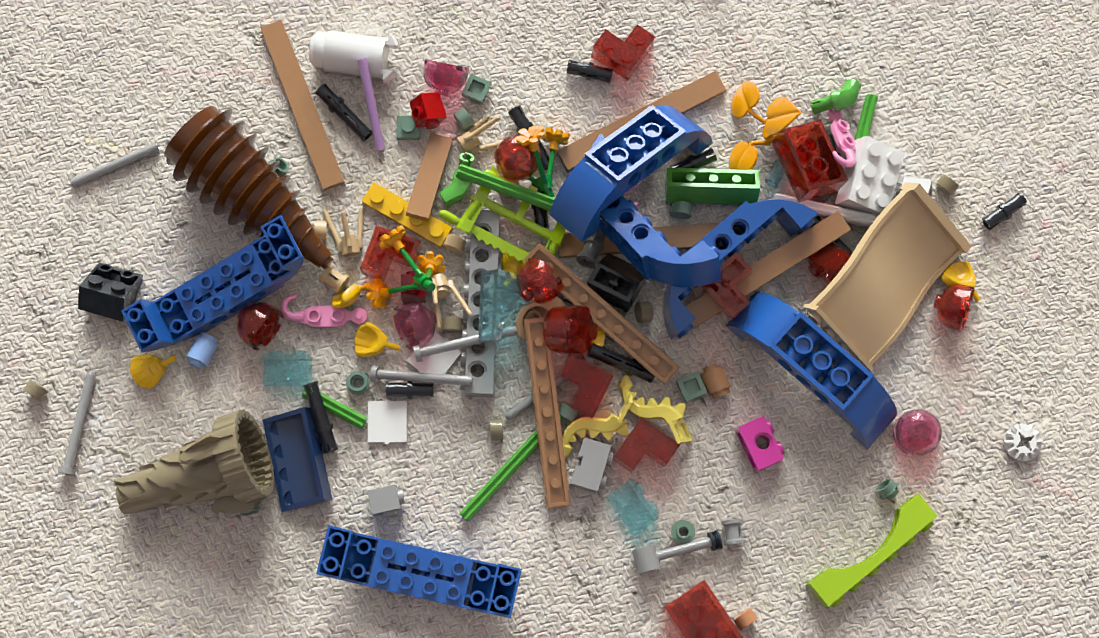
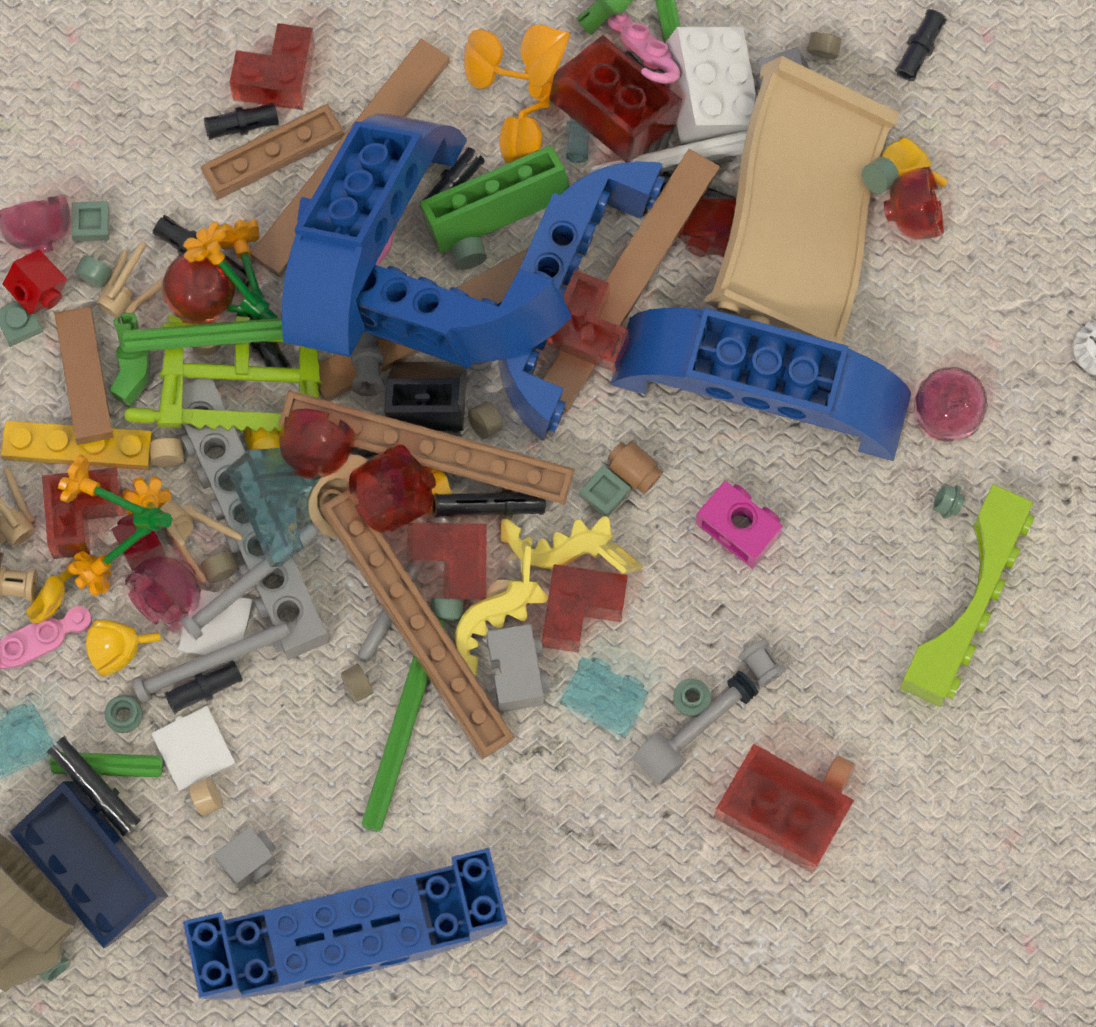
camera: 20 degrees left, 5 degrees down
(380, 453) = (205, 796): none -> tan piece
(599, 97) = (272, 151): none -> medium nougat tile
(942, 278) = (879, 175): none -> sand green piece

